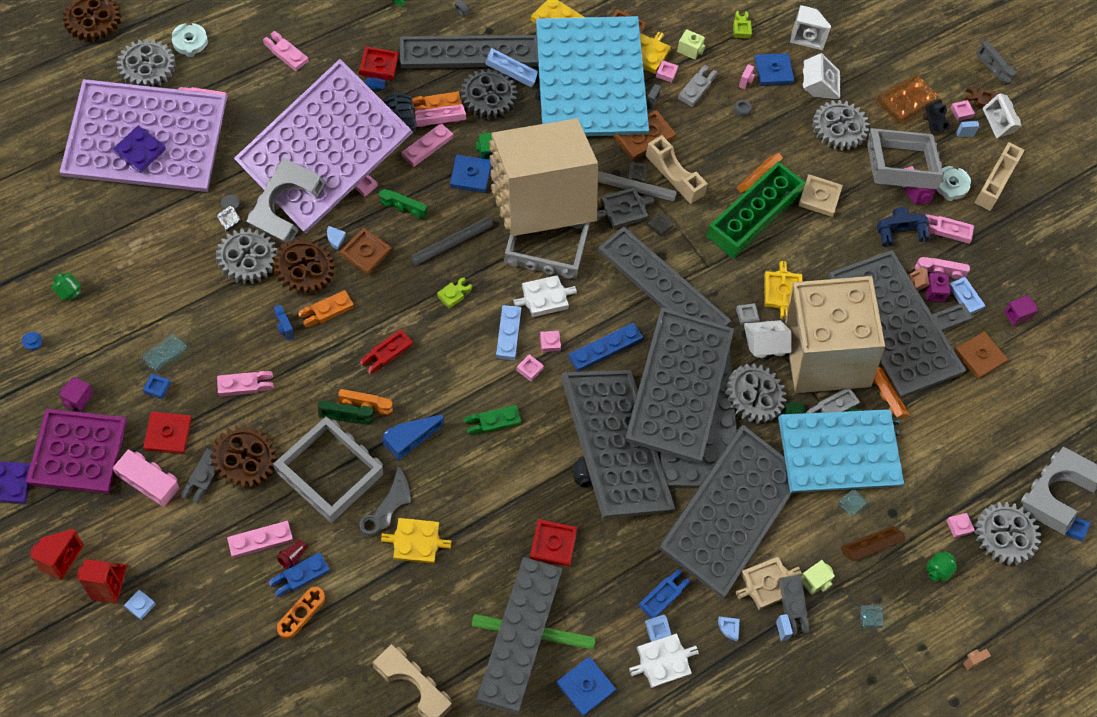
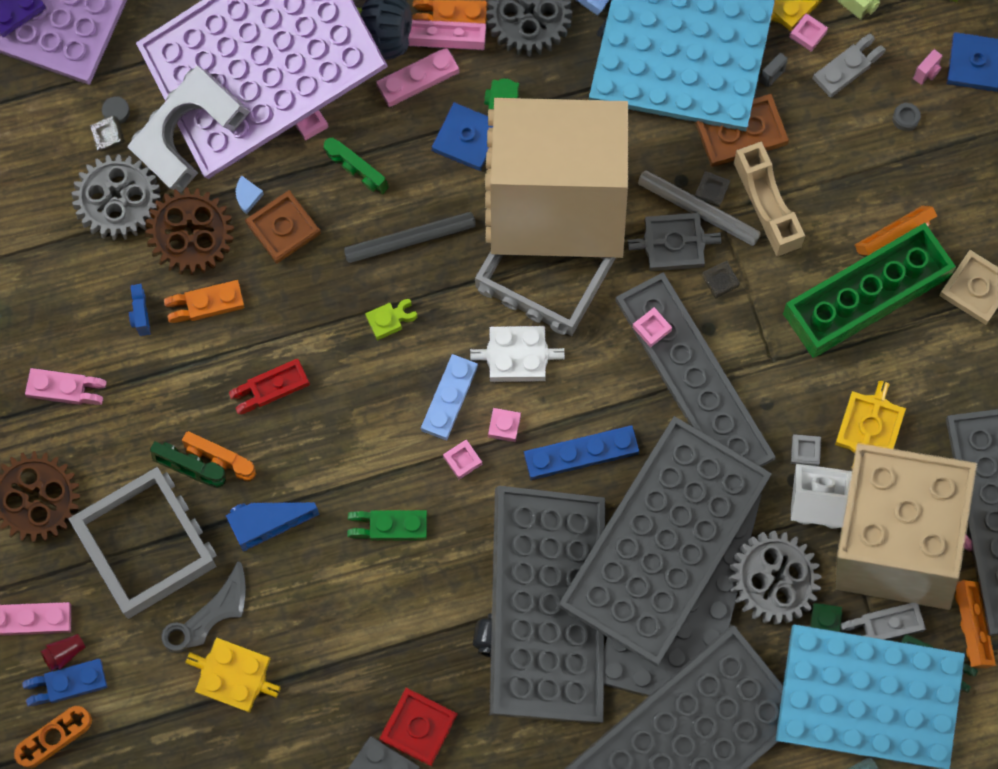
camera: 25 degrees right, 10 degrees up
(628, 258) = (652, 327): none -> bright pink plate

